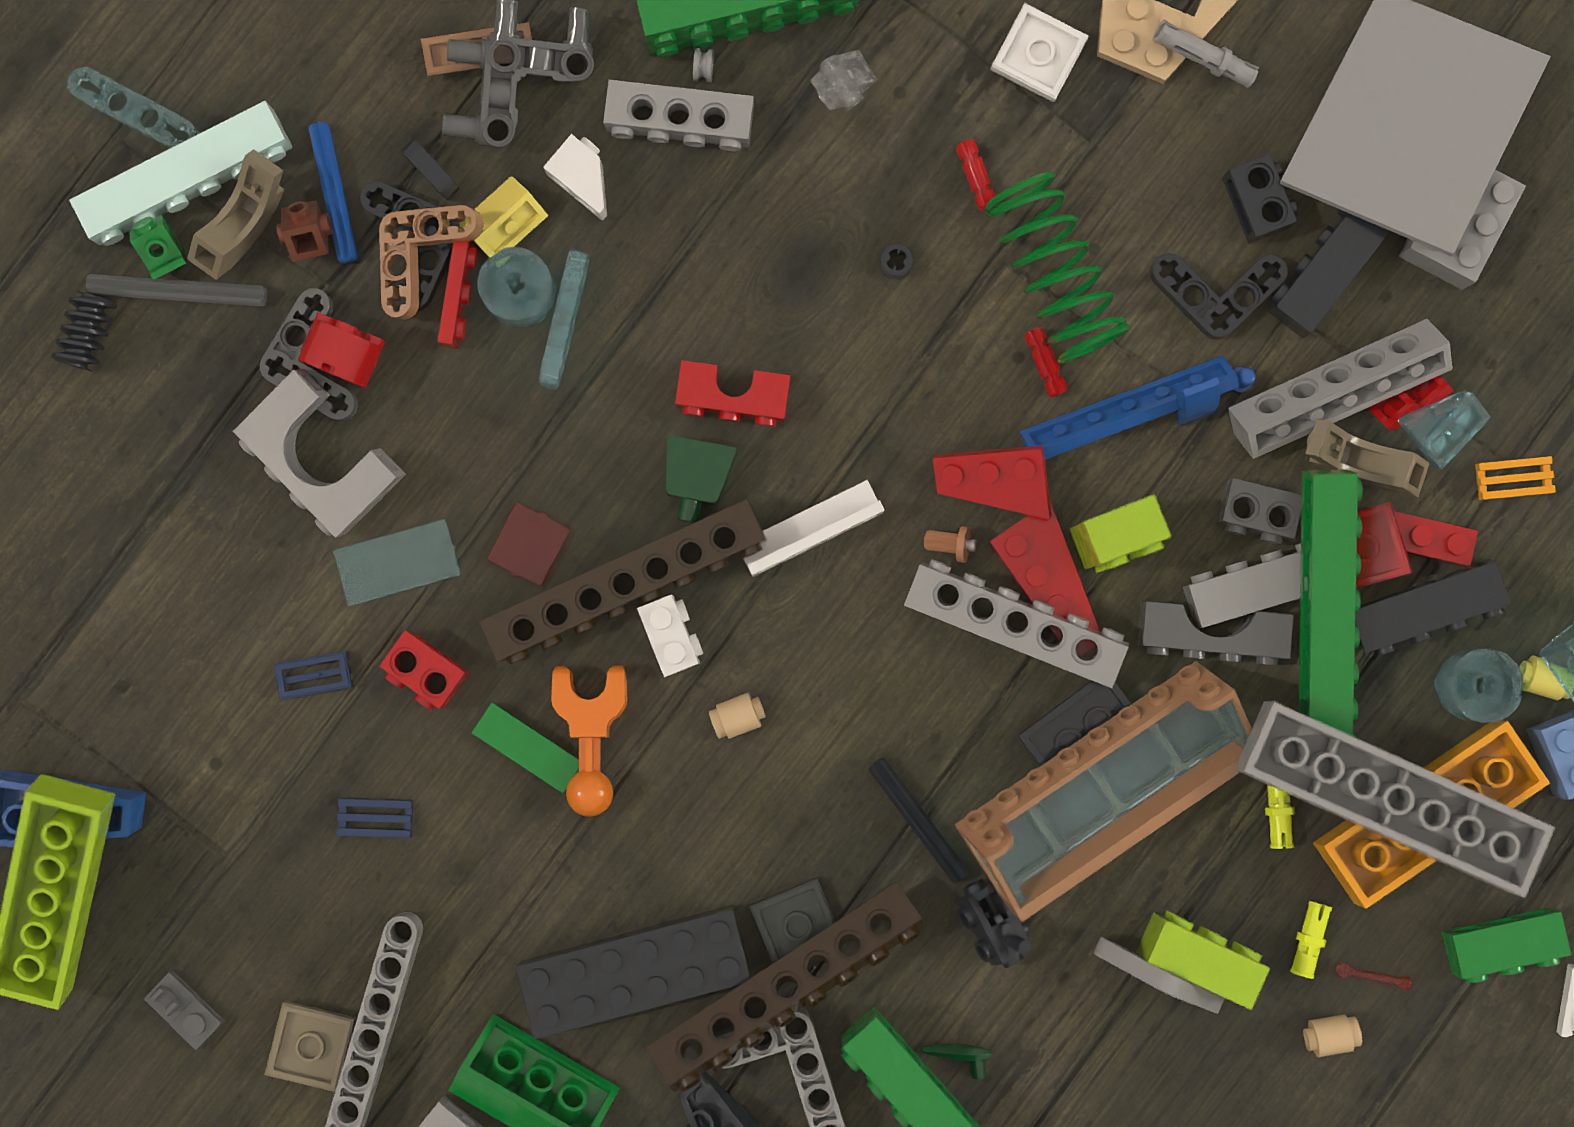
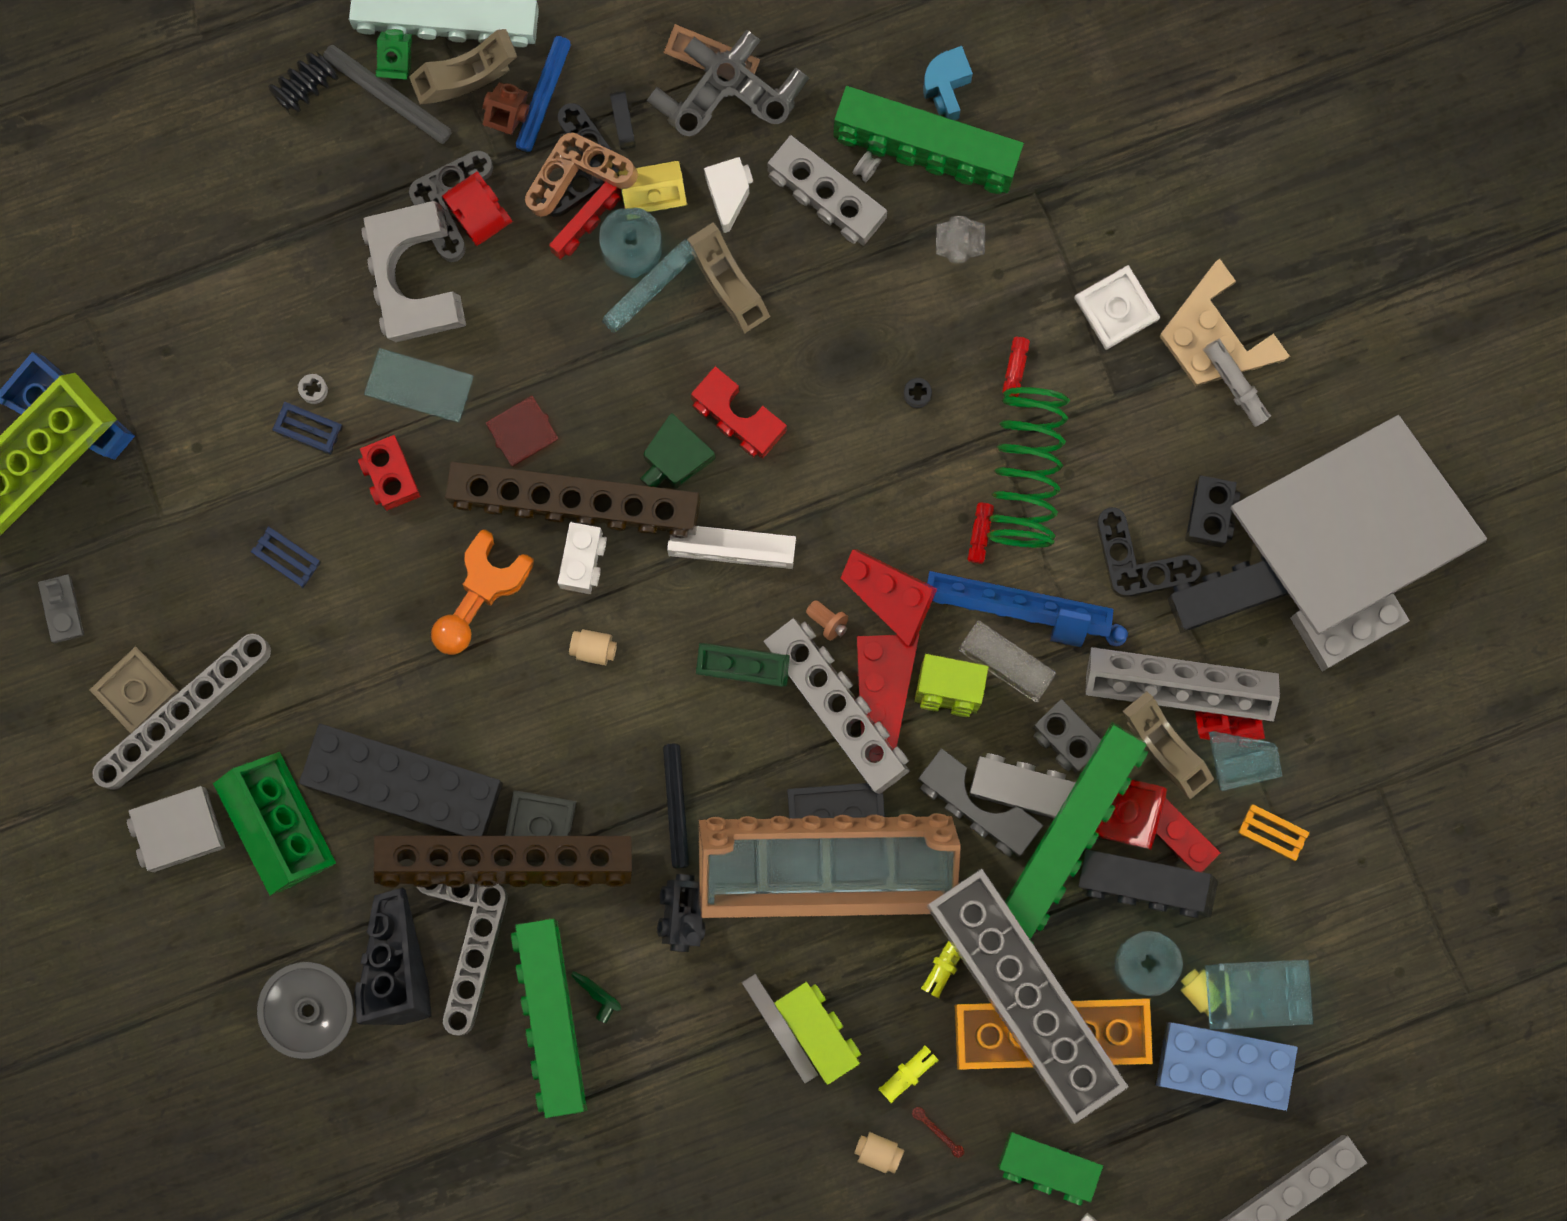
camera: 30 degrees right, 5 degrees down
(303, 638) = (308, 381): none -> light grey bush
(527, 747) = (426, 574): green tile -> none
(637, 265) = (727, 279): none -> dark tan arch
(897, 641) = (742, 664): none -> dark green tile
(1155, 473) = (1007, 661): none -> clear brick

